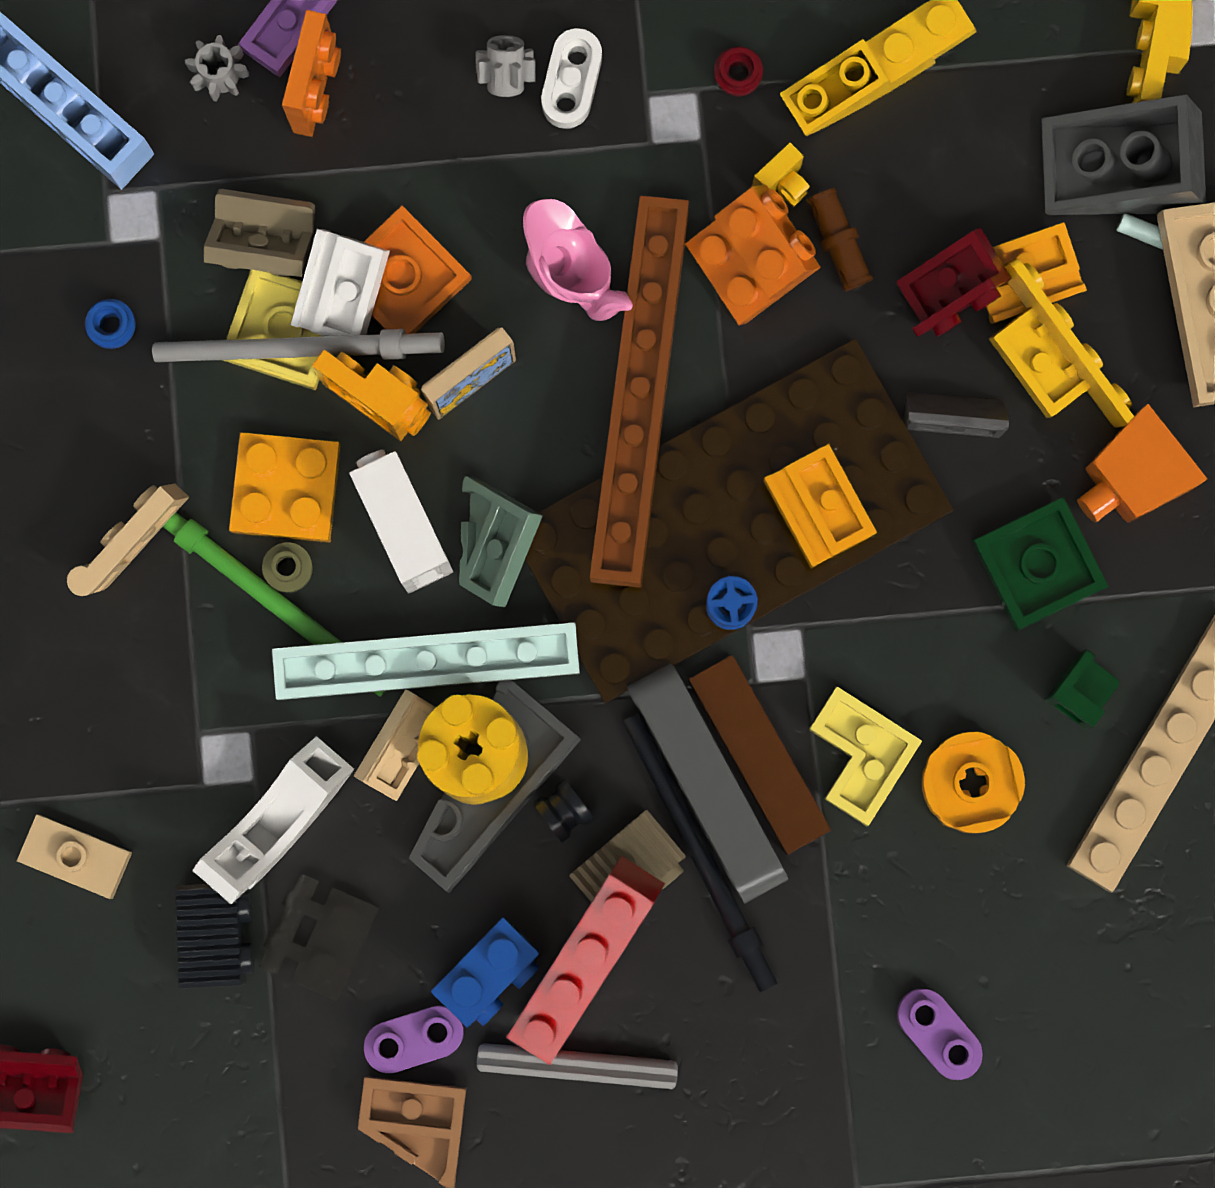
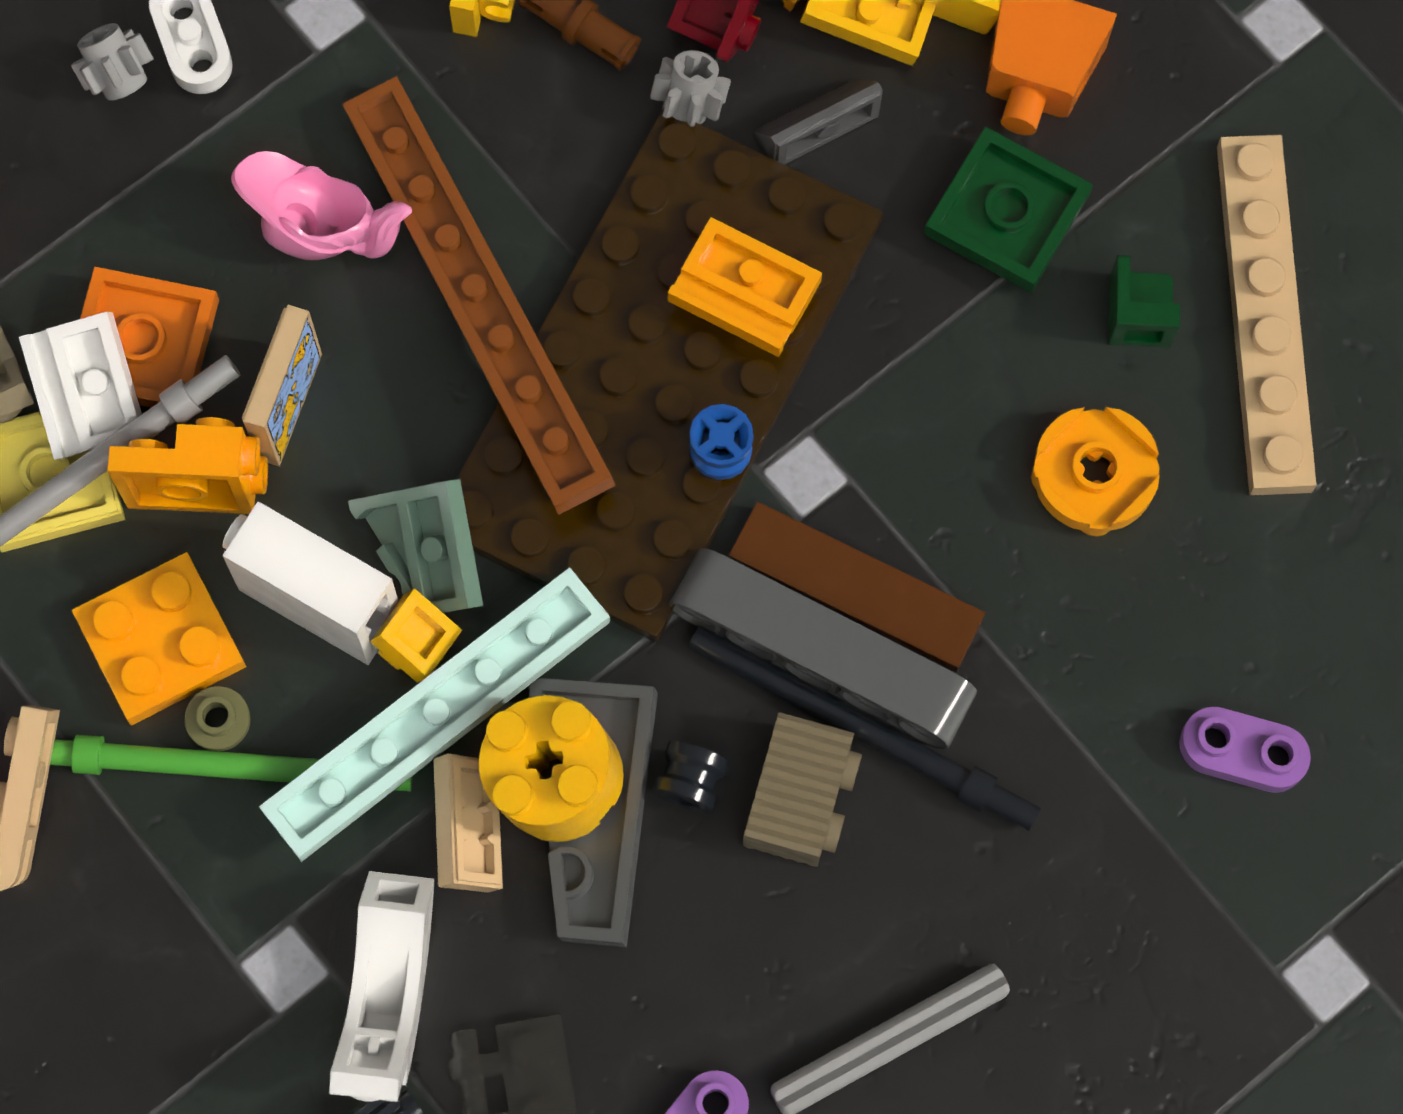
camera: 35 degrees left, 10 degrees down
(447, 600) = (415, 636): none -> yellow tile
(485, 972) = (724, 1000): blue brick -> none
(586, 960) = (824, 909): brick -> none
(753, 253) = (500, 84): orange plate -> none
(876, 752) = (972, 498): light yellow plate -> none
(881, 338) = (690, 87): none -> light grey gear

